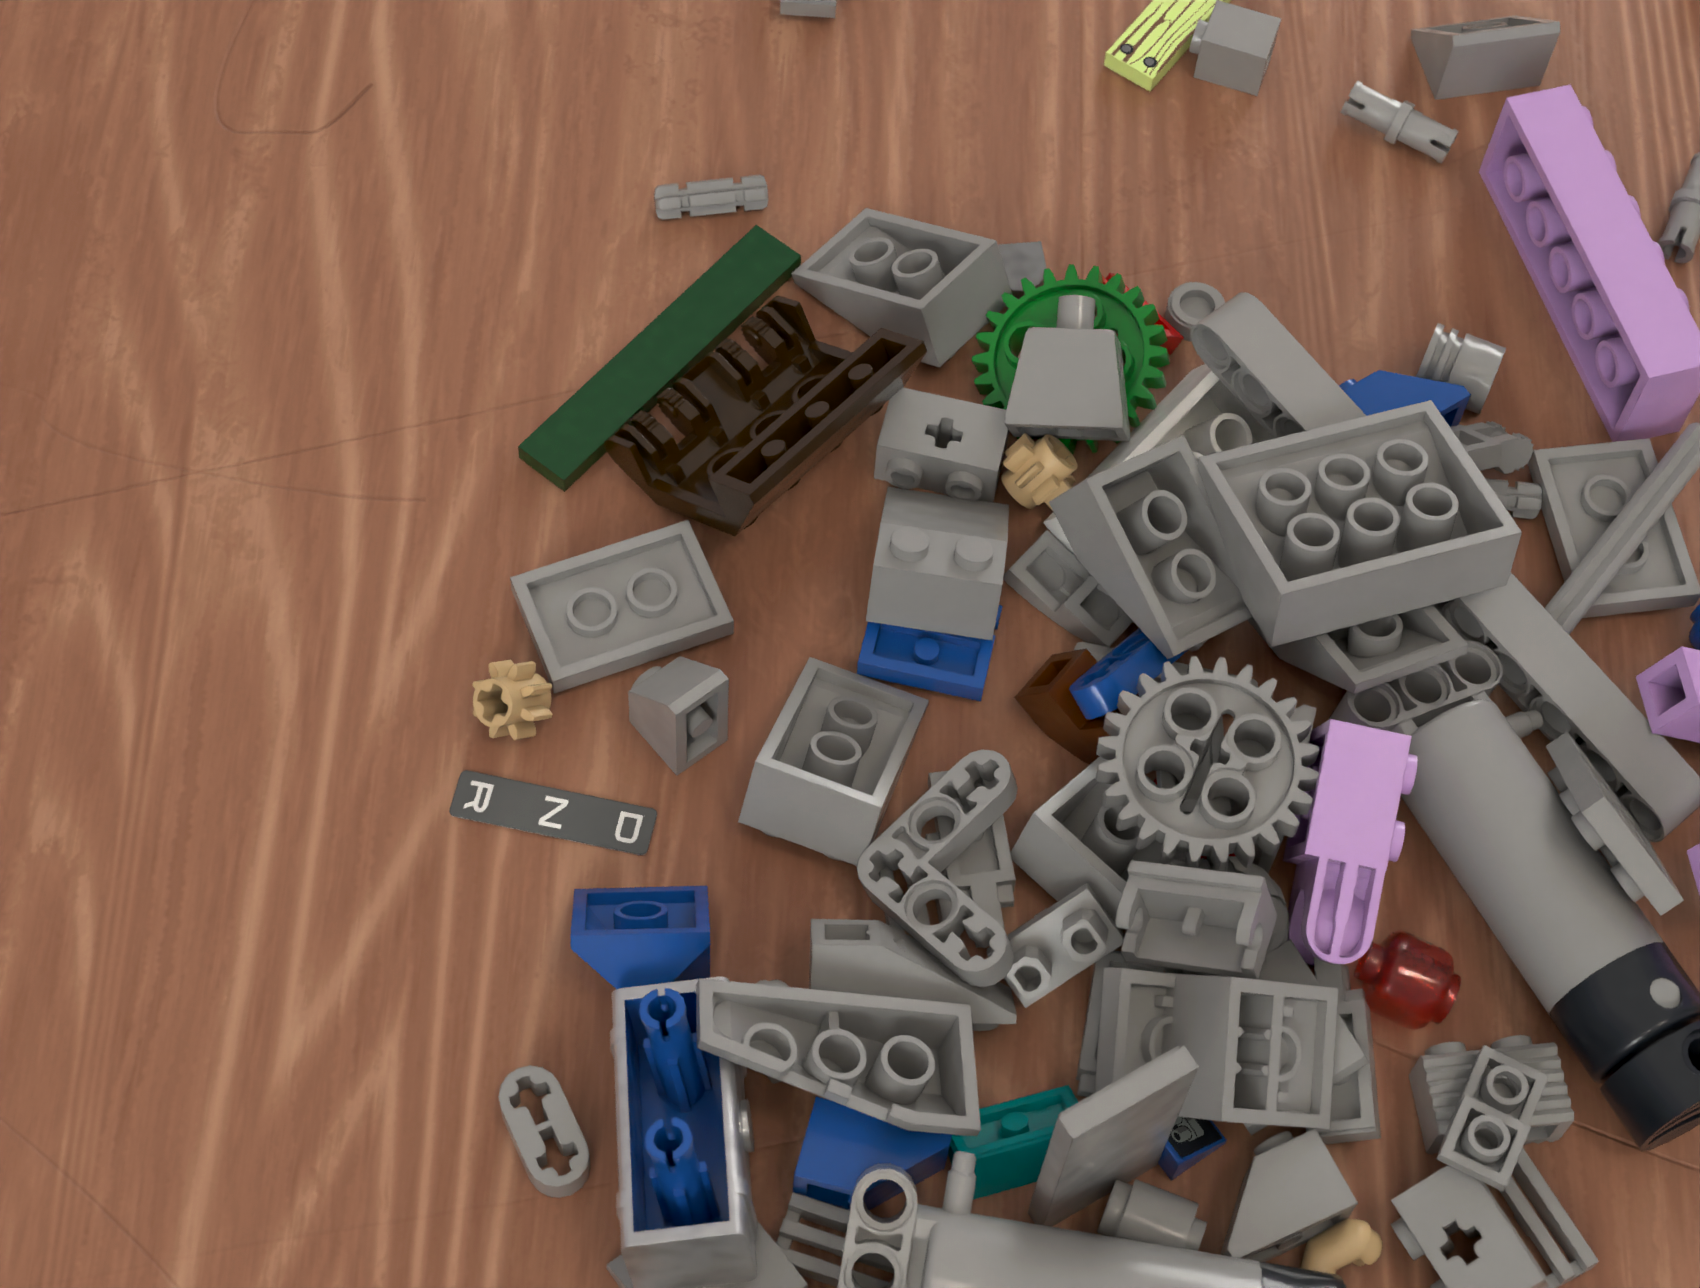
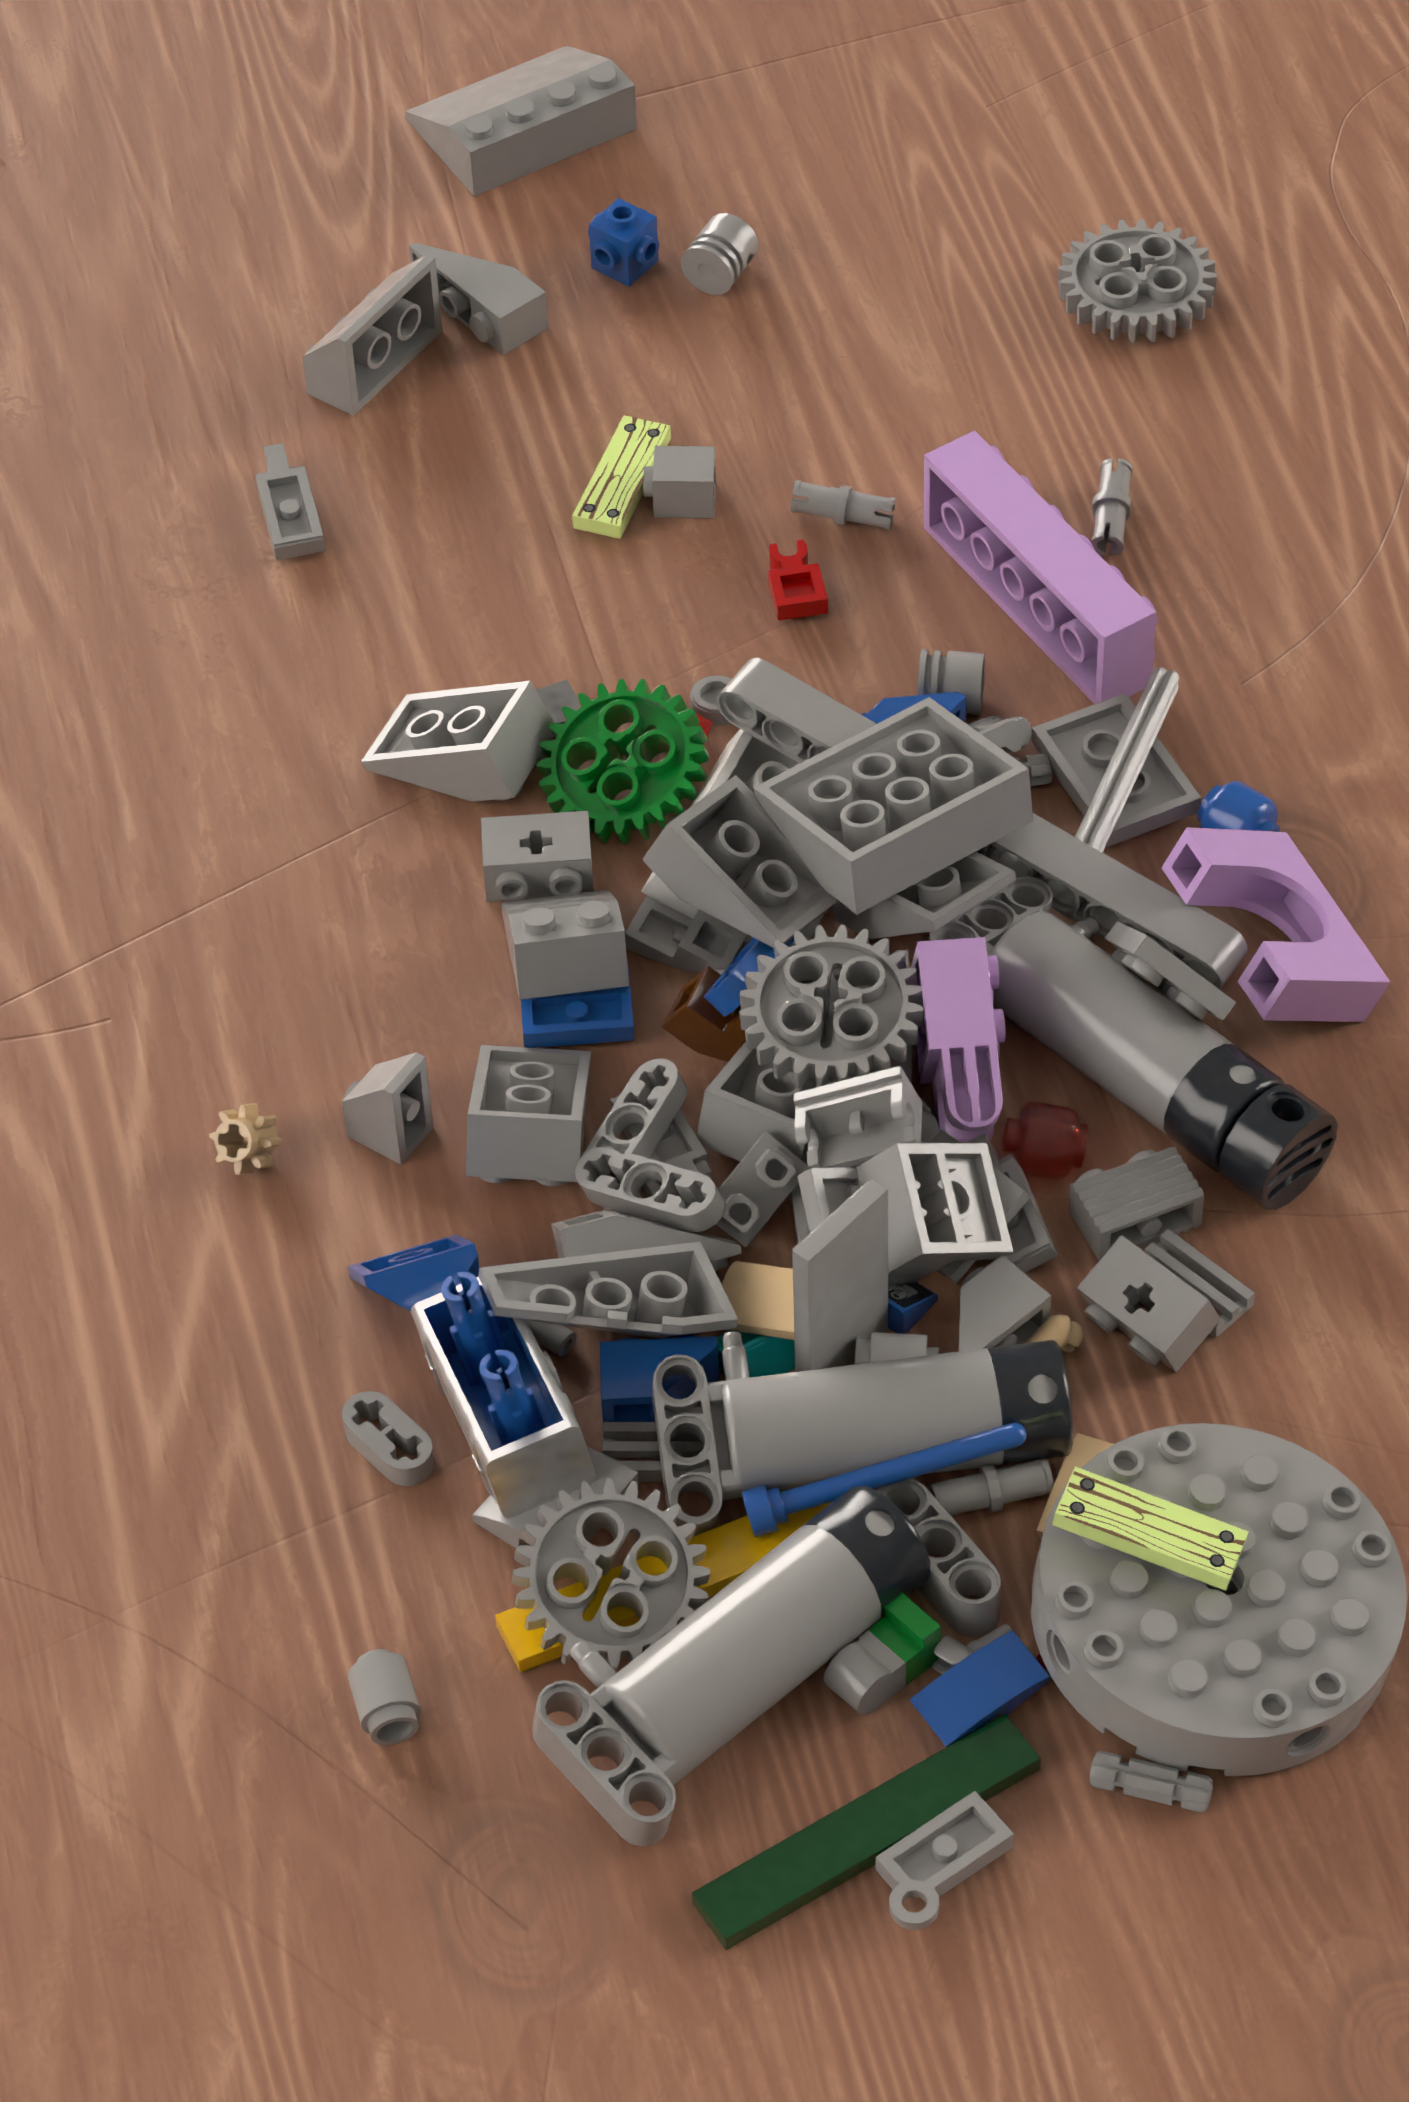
camera: 10 degrees left, 10 degrees down
(553, 812) = (308, 1218): dark grey sticker -> none
(621, 606) = (310, 1048): light grey plate -> none
(659, 356) = (271, 856): dark green tile -> none
(711, 197) = (269, 720): light grey axle -> none
(758, 429) = (376, 888): dark brown slope -> none
(1022, 1095) = (761, 1298): none -> tan slope
(1038, 470) = (622, 852): tan gear -> none
(1070, 379) = (628, 770): light grey torso -> none
(1321, 201) = (796, 585): none -> red plate
(1485, 54) = (899, 432): light grey slope -> none
(1492, 1118) = (1136, 1201): light grey slope -> none

